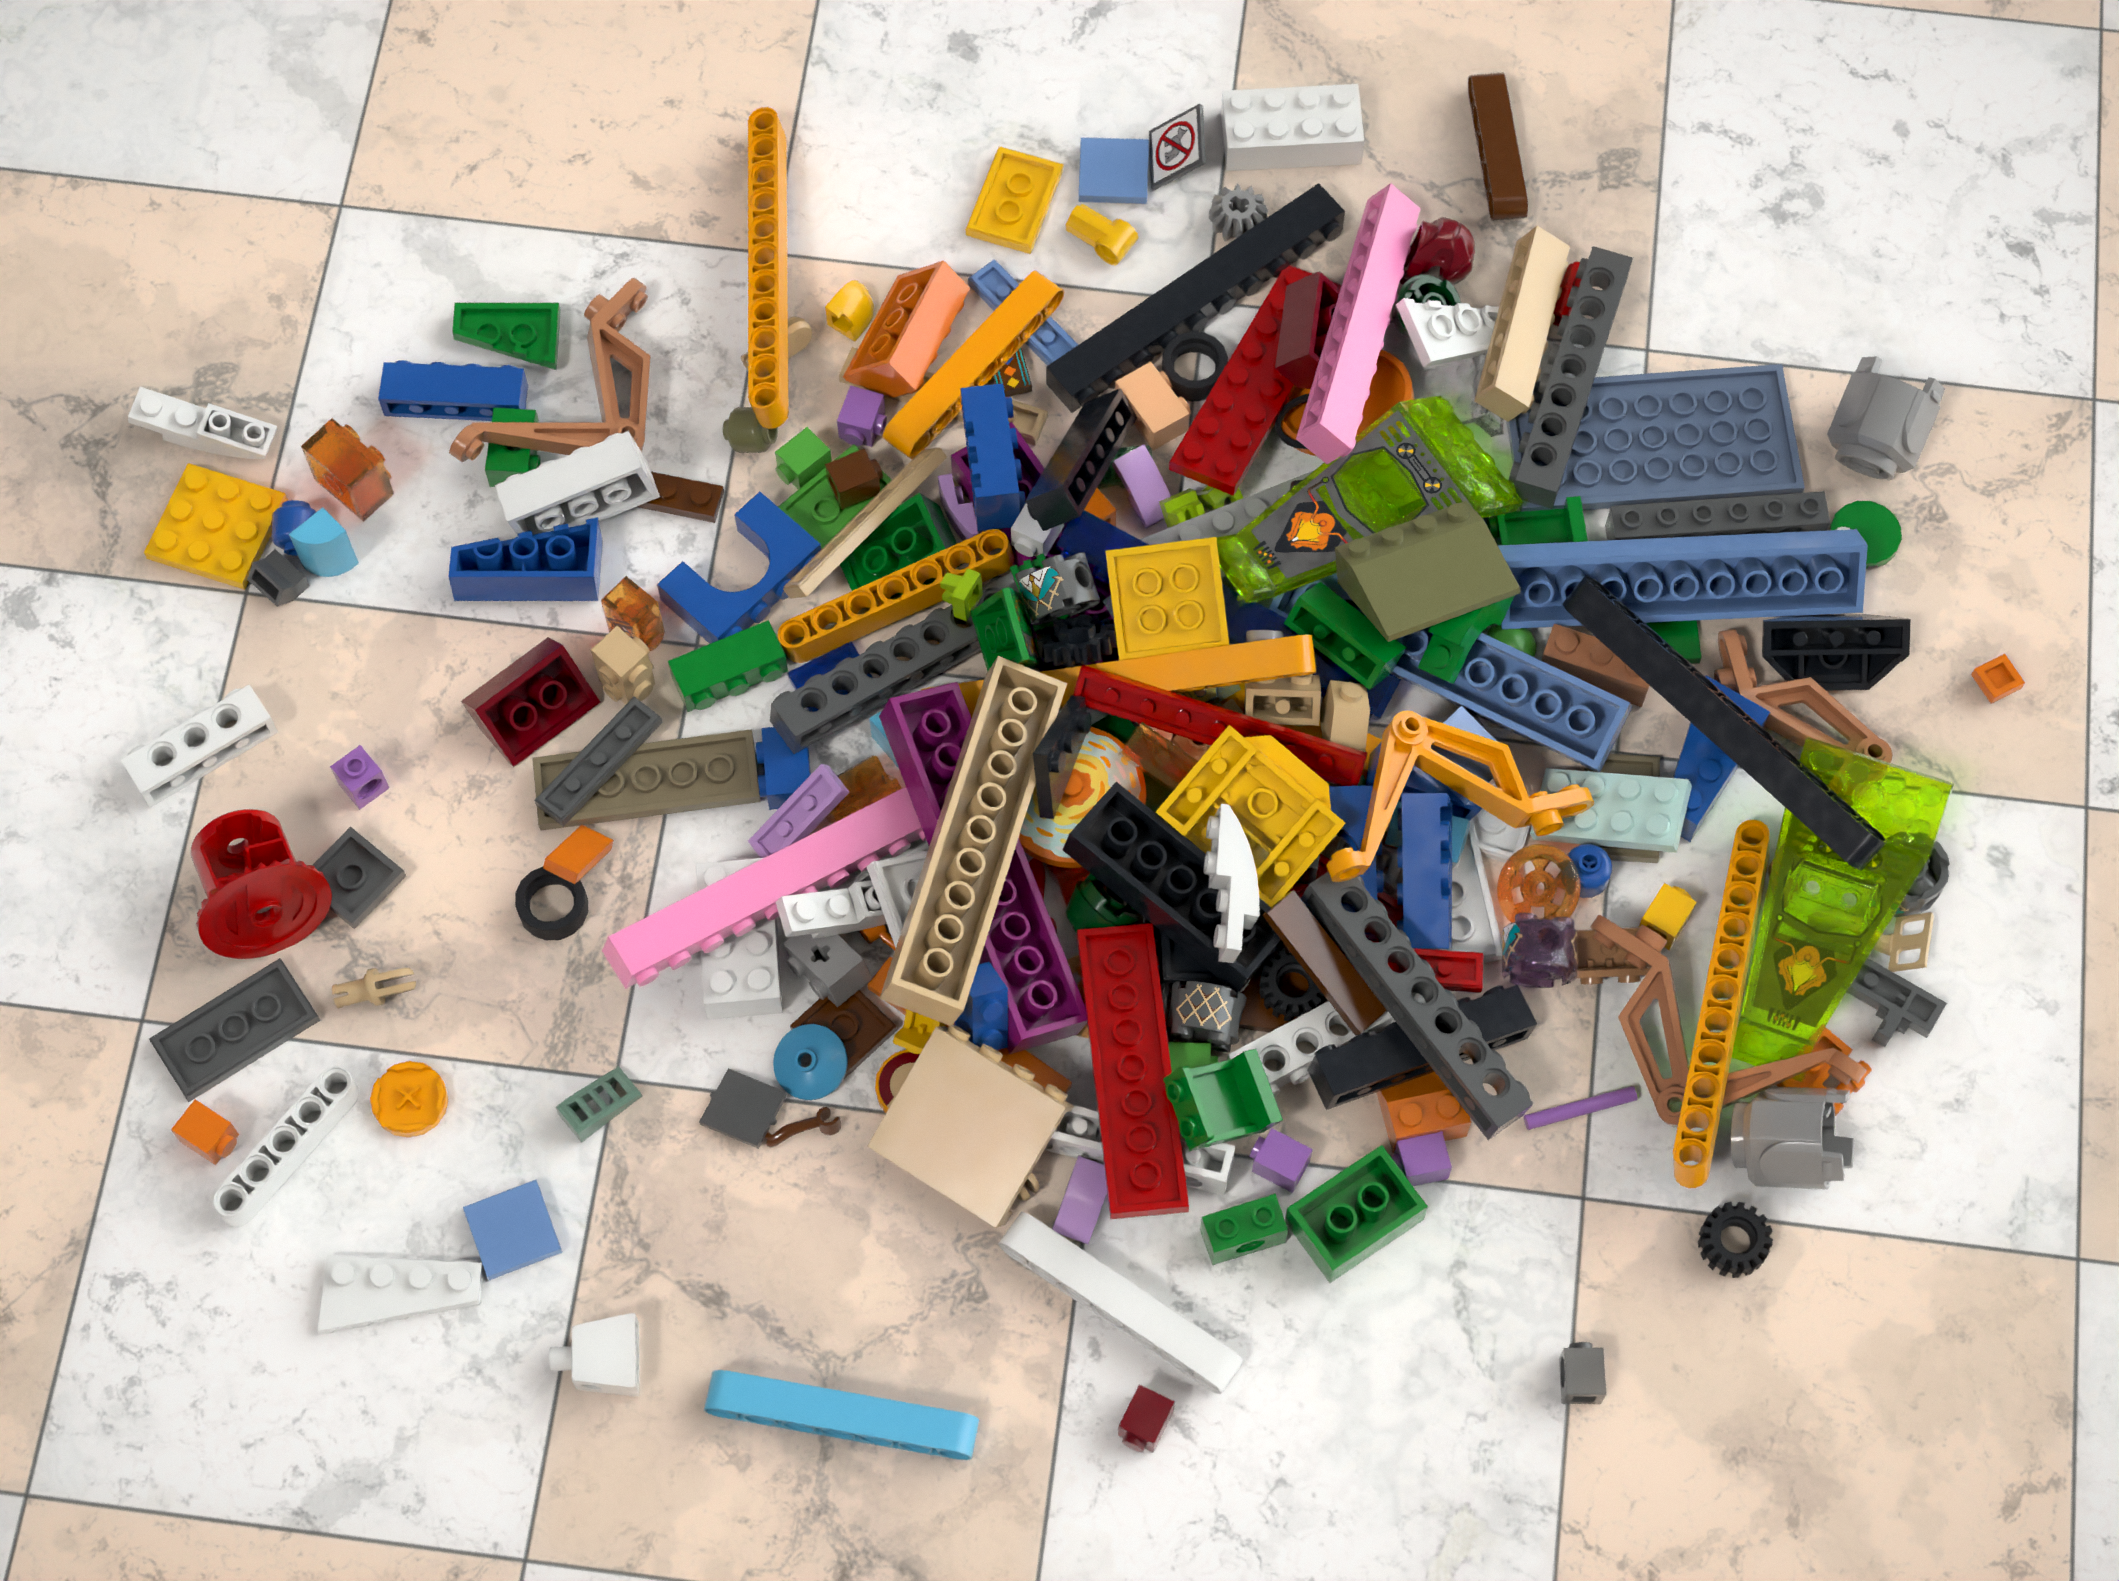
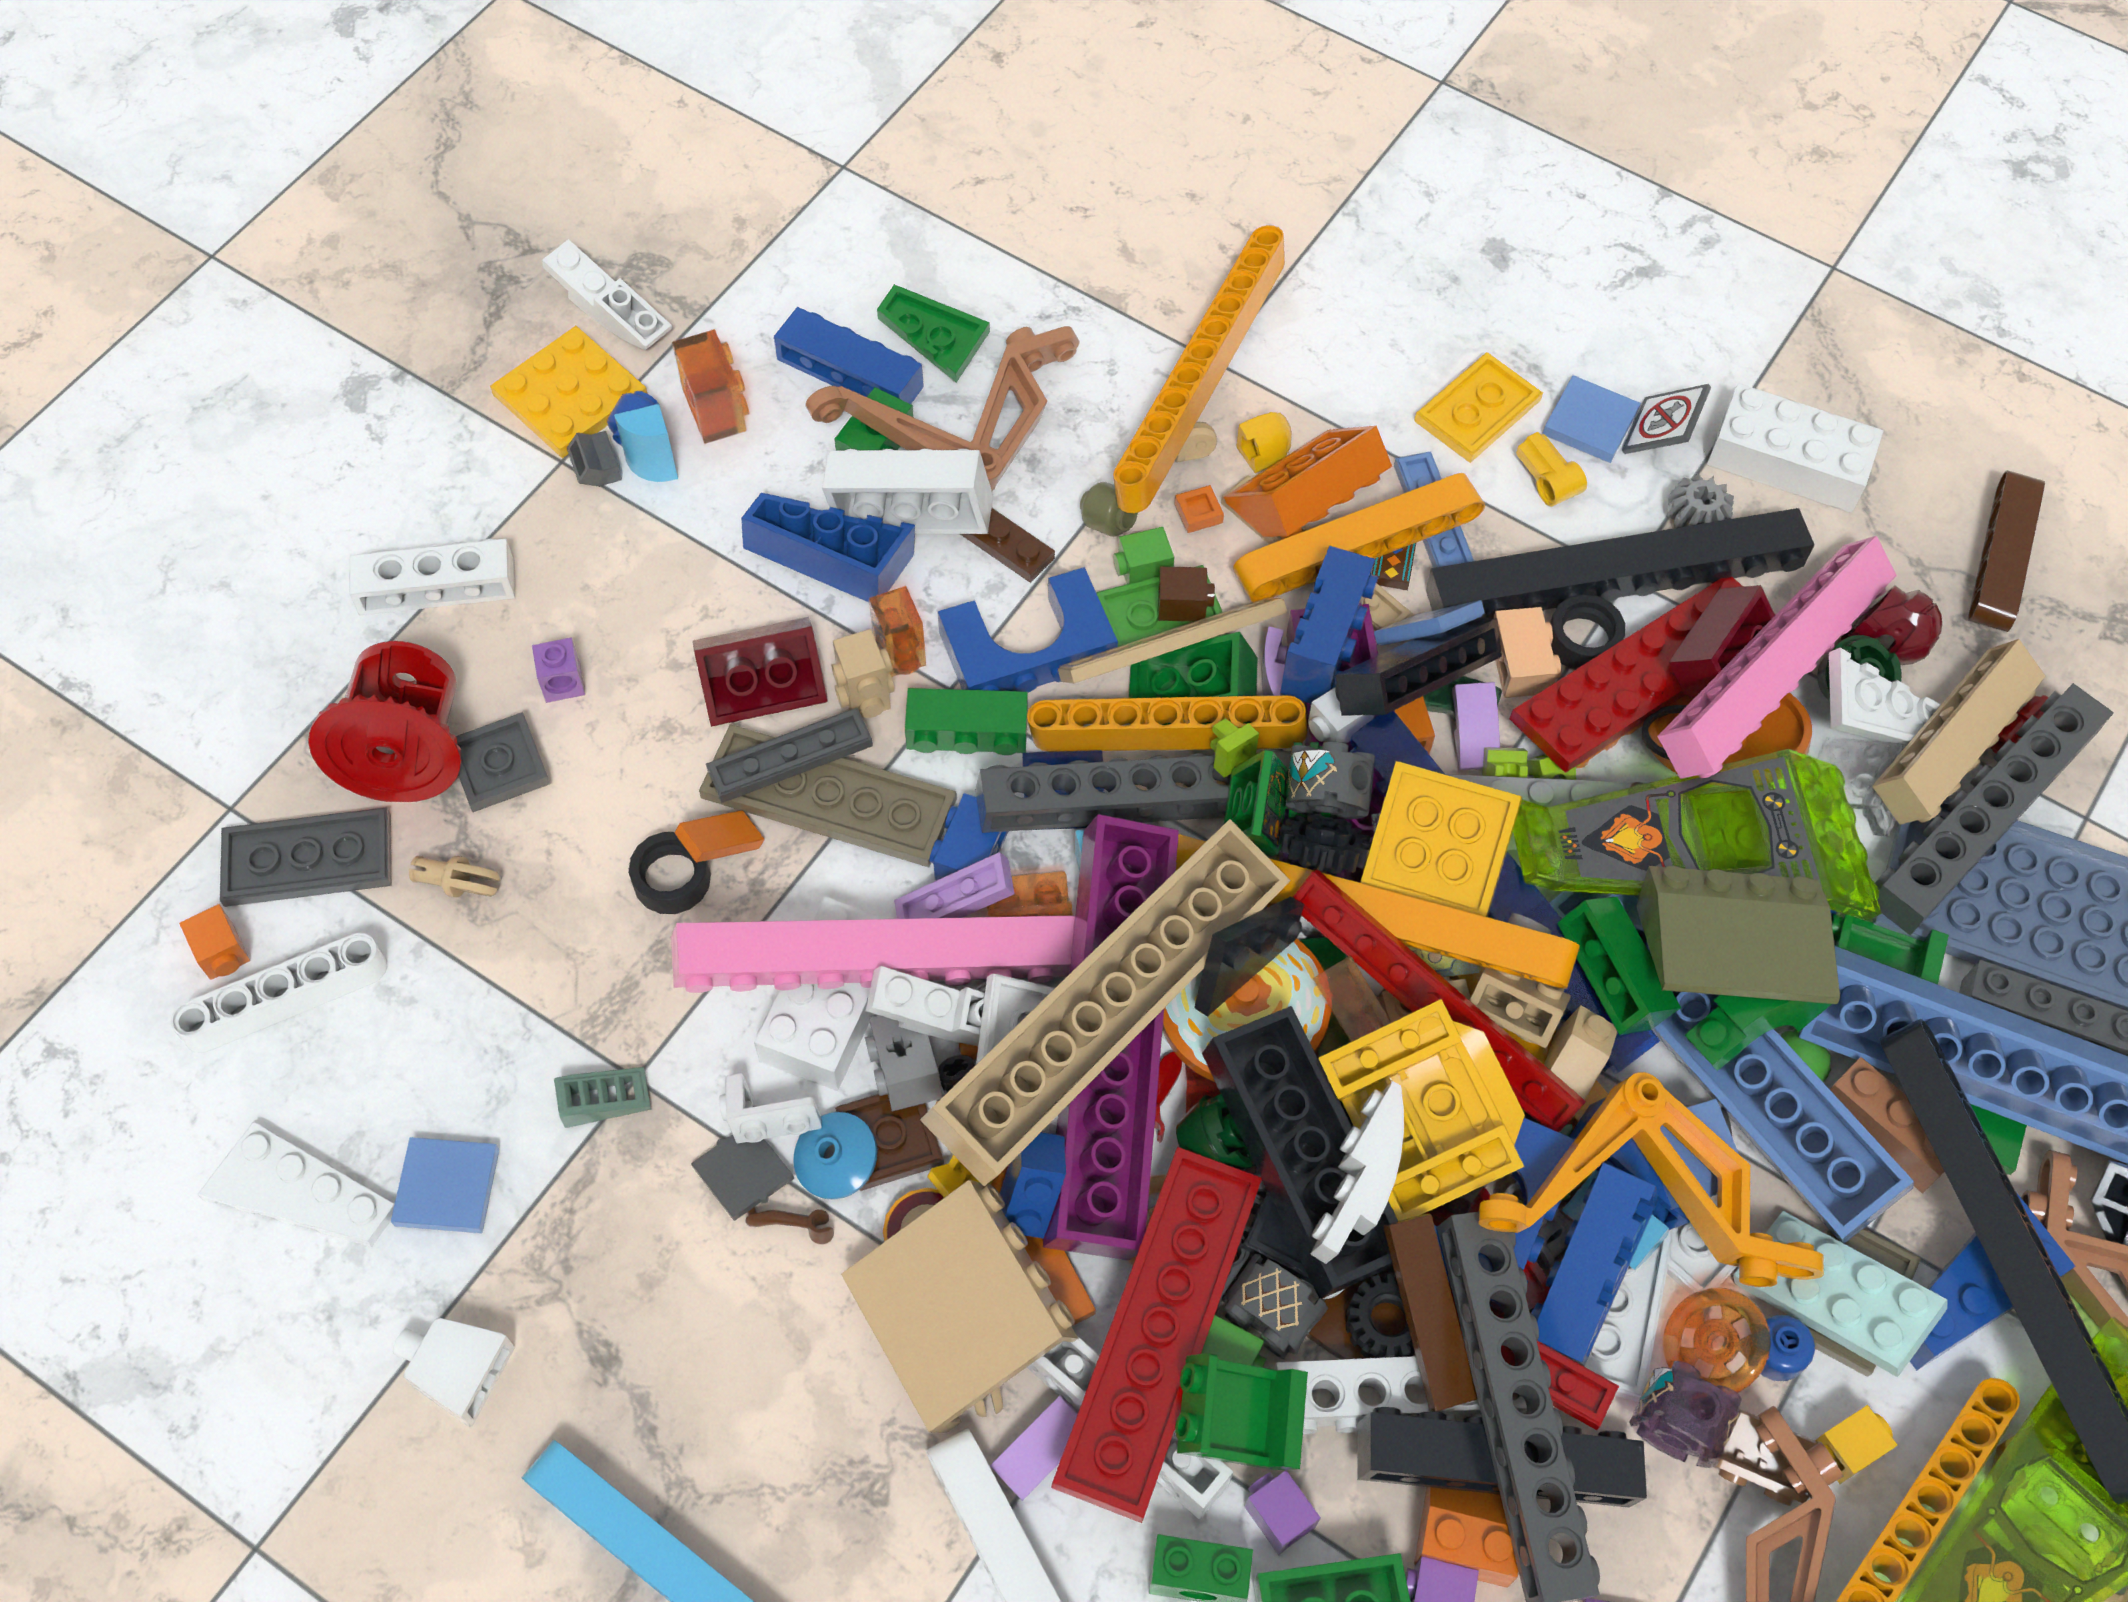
camera: 25 degrees right, 5 degrees down
(409, 1099) = (425, 1003): light orange tile -> none
(743, 1061) = (764, 1121): none -> white bracket
(825, 395) = (1199, 509): none -> orange plate
(861, 417) = (1222, 541): medium lavender brick -> none
(875, 954) = (953, 1070): none -> black bush
(1068, 416) = (1429, 623): none -> medium blue tile

